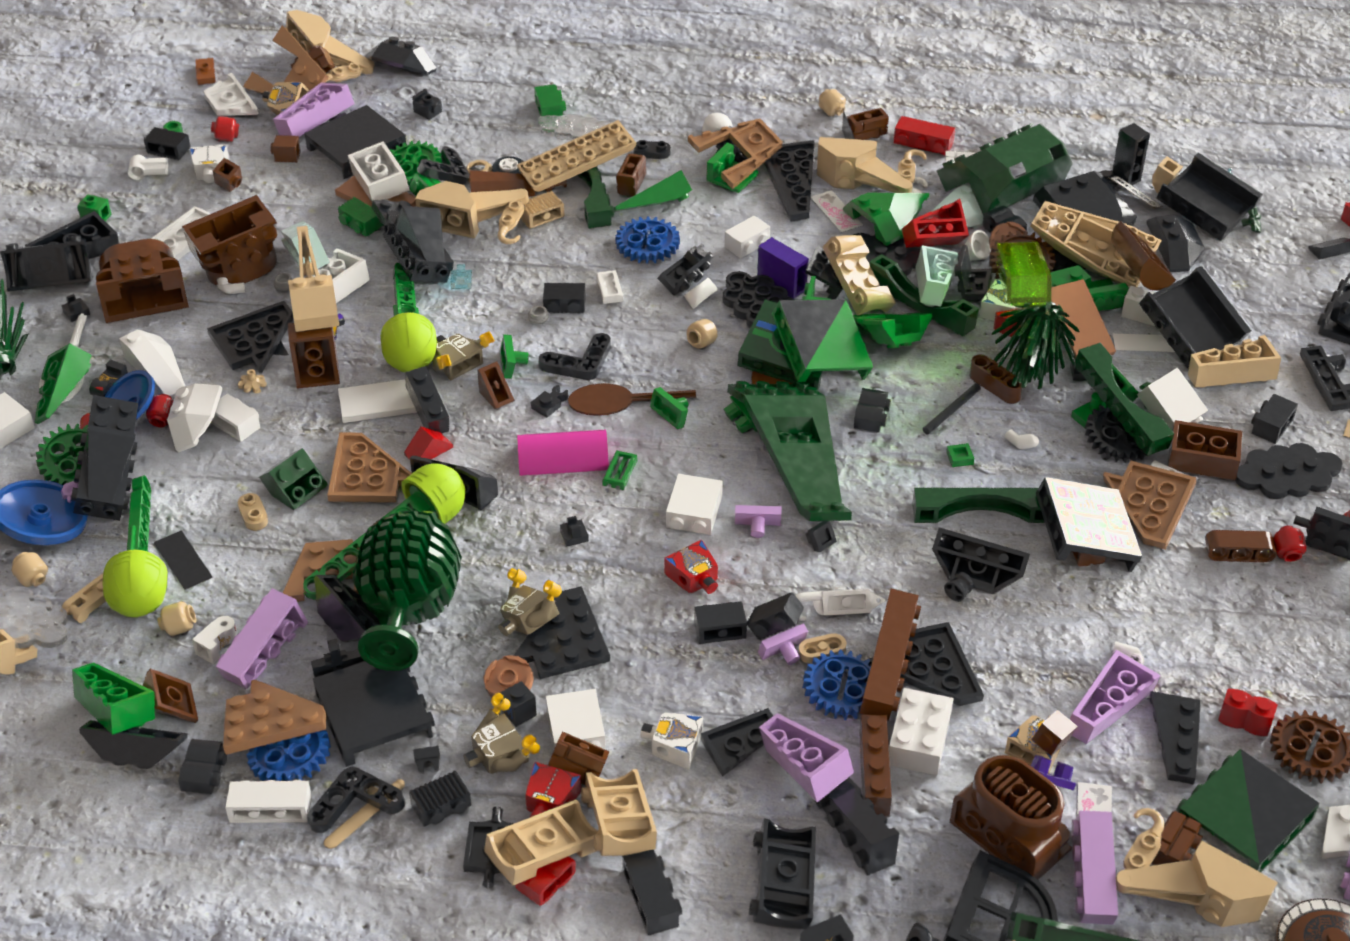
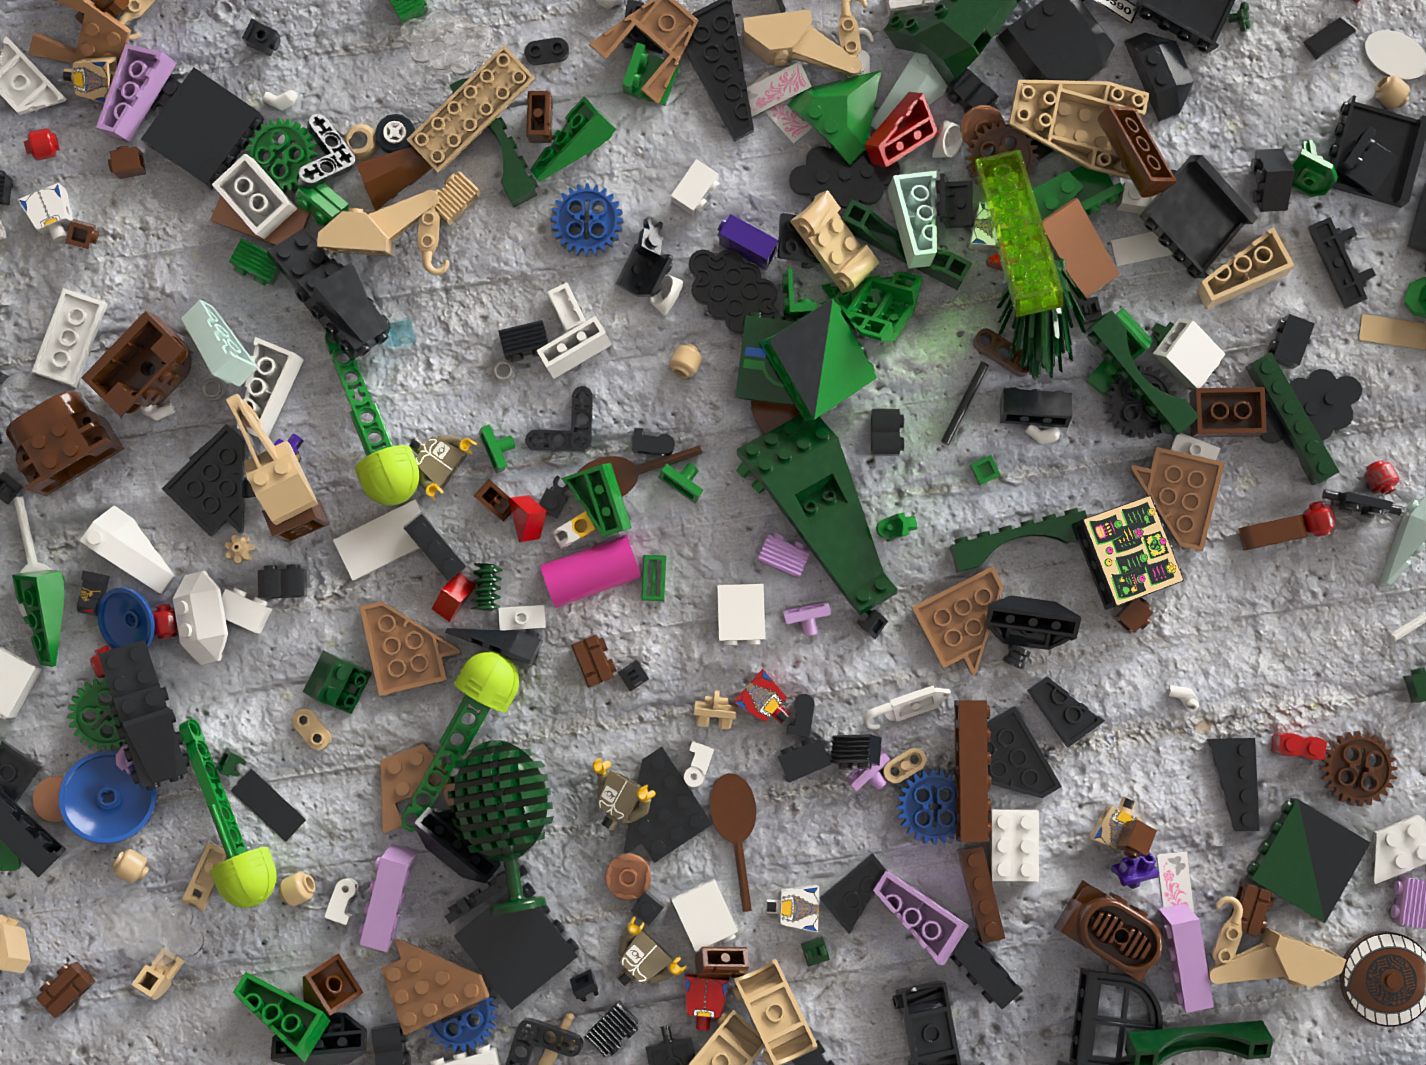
camera: 15 degrees left, 40 degrees up
(163, 514) = (228, 761): none -> dark green tile
(279, 406) = (282, 582): none -> black brick
(431, 138) = (282, 101): none -> white arm
(461, 441) = (487, 587): none -> dark green piece
(498, 471) = (522, 617): none -> white plate
(519, 405) = (527, 517): none -> red slope
(539, 510) = (593, 661): none -> reddish brown brick
(559, 419) = (574, 530): none -> leg
(592, 396) = (601, 498): none -> green wedge
(606, 305) = (574, 347): none -> white brick
(614, 605) = (696, 772): none -> white leg
(633, 657) = (734, 818): none -> reddish brown piece
(645, 565) = (715, 707): none -> tan hips
(648, 379) = (653, 445): none -> black leg
(681, 784) = (815, 951): none -> dark green tile
(730, 589) = (804, 709): none -> black leg
(748, 473) = (784, 555): none -> lavender brick
(836, 196) = (777, 88): none -> white sticker
(860, 467) = (896, 526): none -> green hips
(905, 551) = (957, 618): none -> medium nougat wing
(998, 642) = (1064, 713): none -> black wing
(1018, 416) = (1035, 407): none -> black brick
(1086, 578) = (1134, 615): none -> reddish brown brick
(1113, 694) = (1174, 763): lavender wedge -> none
(1268, 311) = (1274, 179): none -> black brick
(1285, 489) = (1308, 445): none -> dark green arch
(1304, 312) = (1312, 173): none -> green piece

